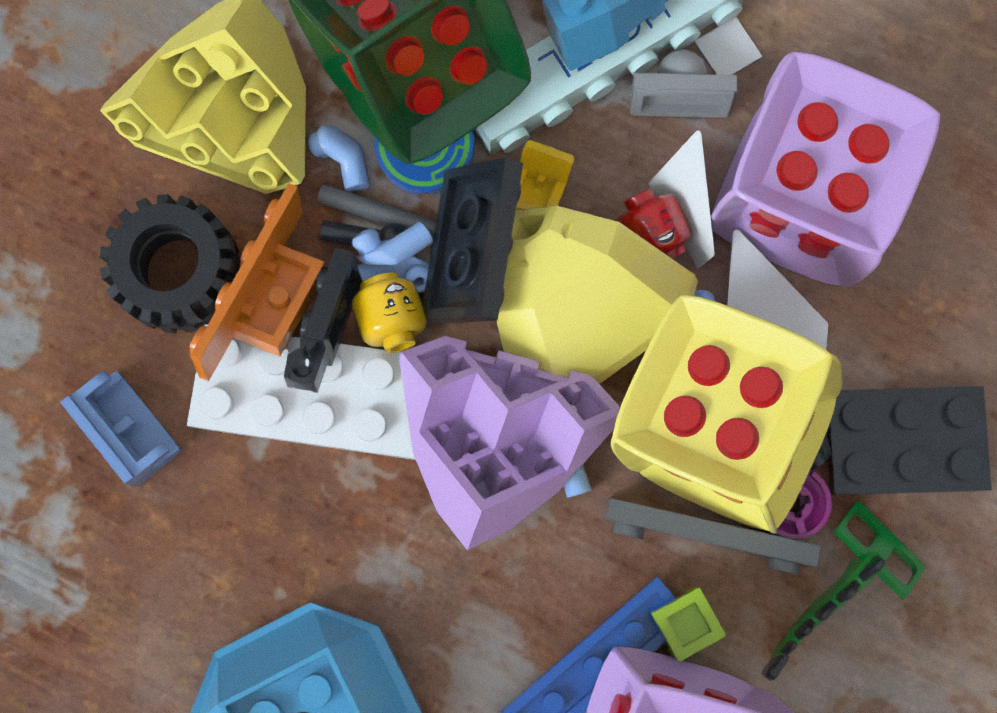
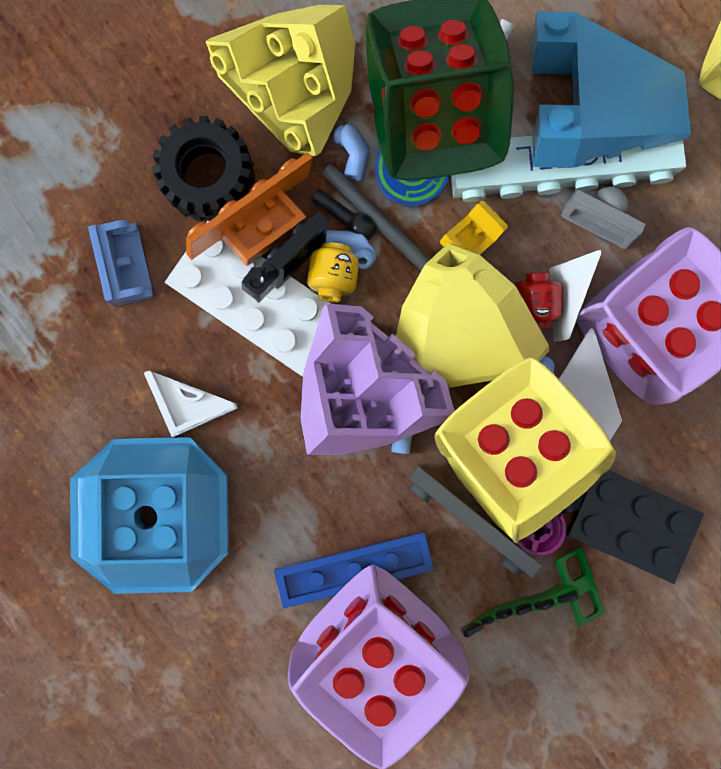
camera: 20 degrees right, 5 degrees up
(284, 566) = (184, 405): none -> white tile
(393, 251) = (354, 231): light blue arm -> none
(472, 242) = (411, 251): black plate -> none
(688, 624) = (428, 573): lime panel -> none
(728, 48) = (649, 202): white sticker -> none

